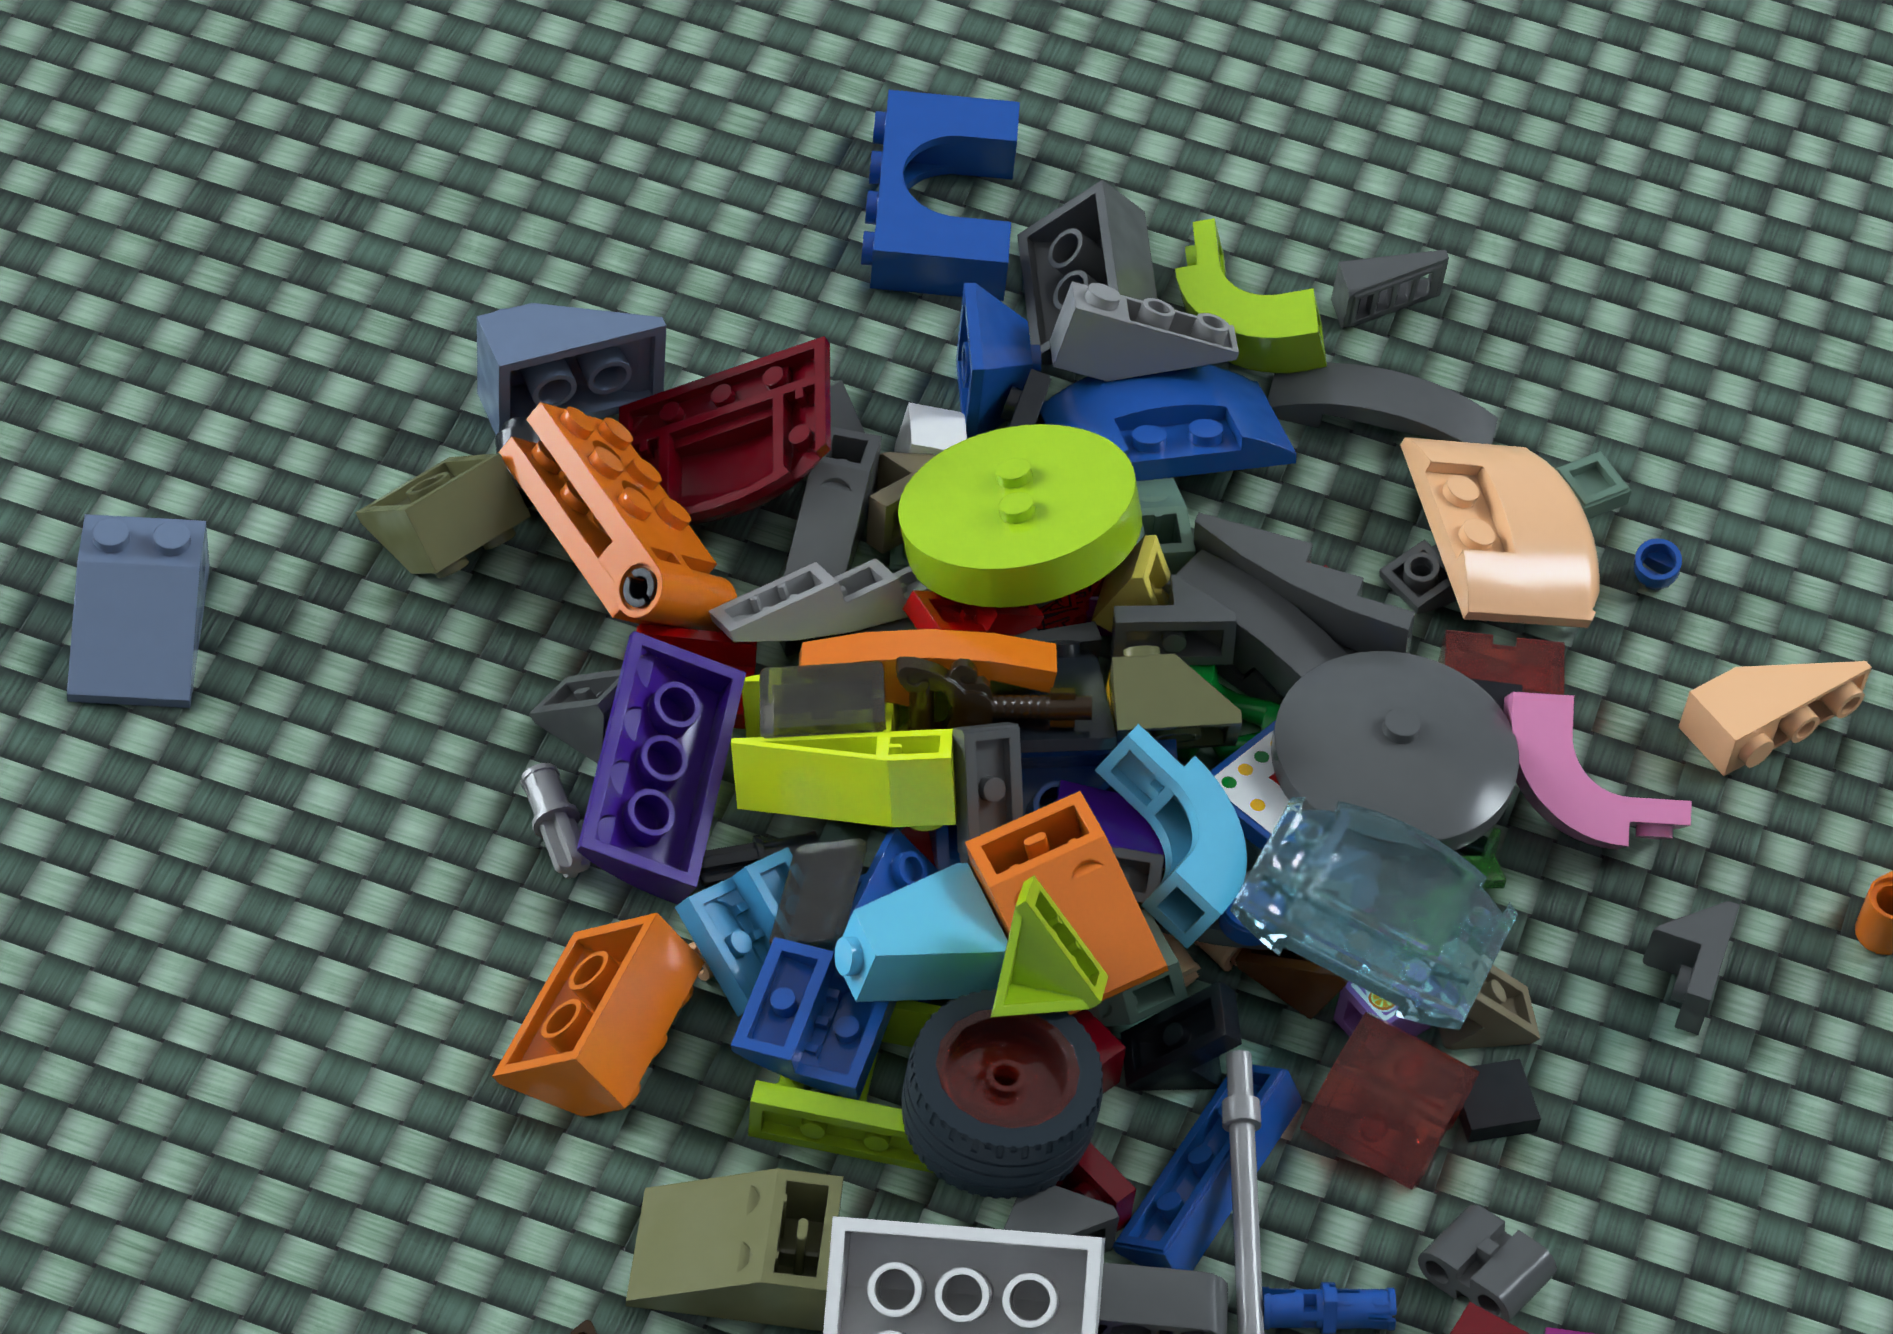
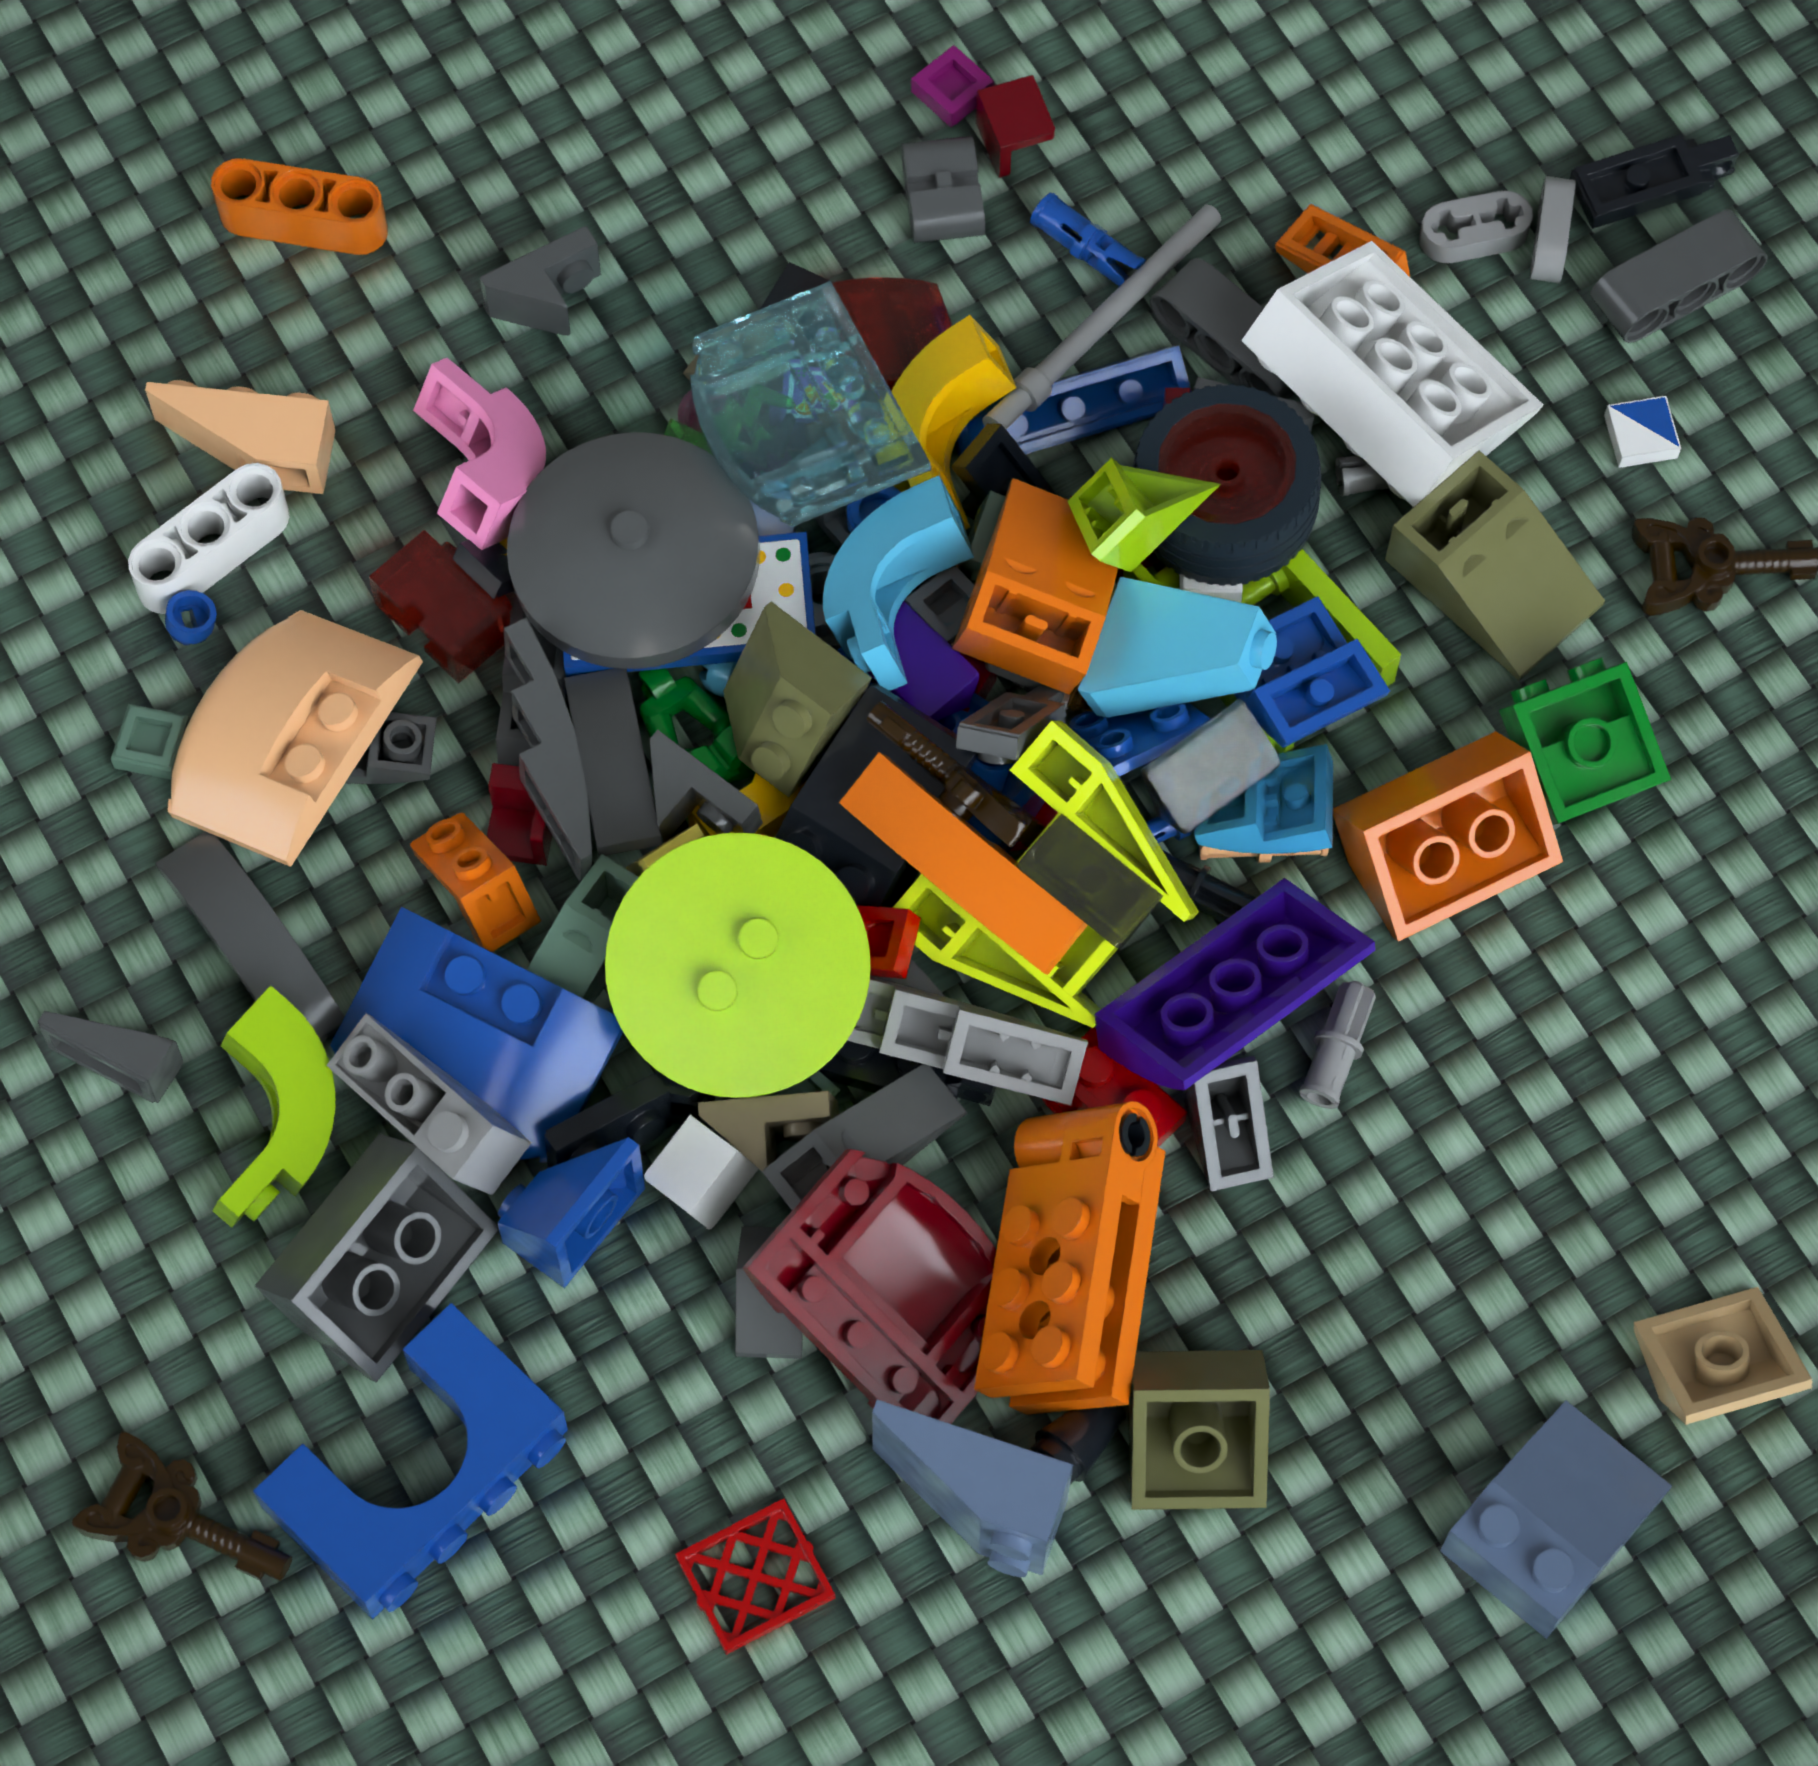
camera: 135 degrees left, 15 degrees up
(87, 784) = (1720, 1356): none -> tan slope
(550, 1159) = (1586, 739): none -> green plate
(683, 251) = (707, 1600): none -> red window
(1067, 101) = (171, 1515): none -> dark brown piece
(1273, 509) = (479, 880): none -> orange bracket
(1284, 1010) = (946, 389): none -> yellow arch
(1707, 613) = (217, 511): none -> white beam

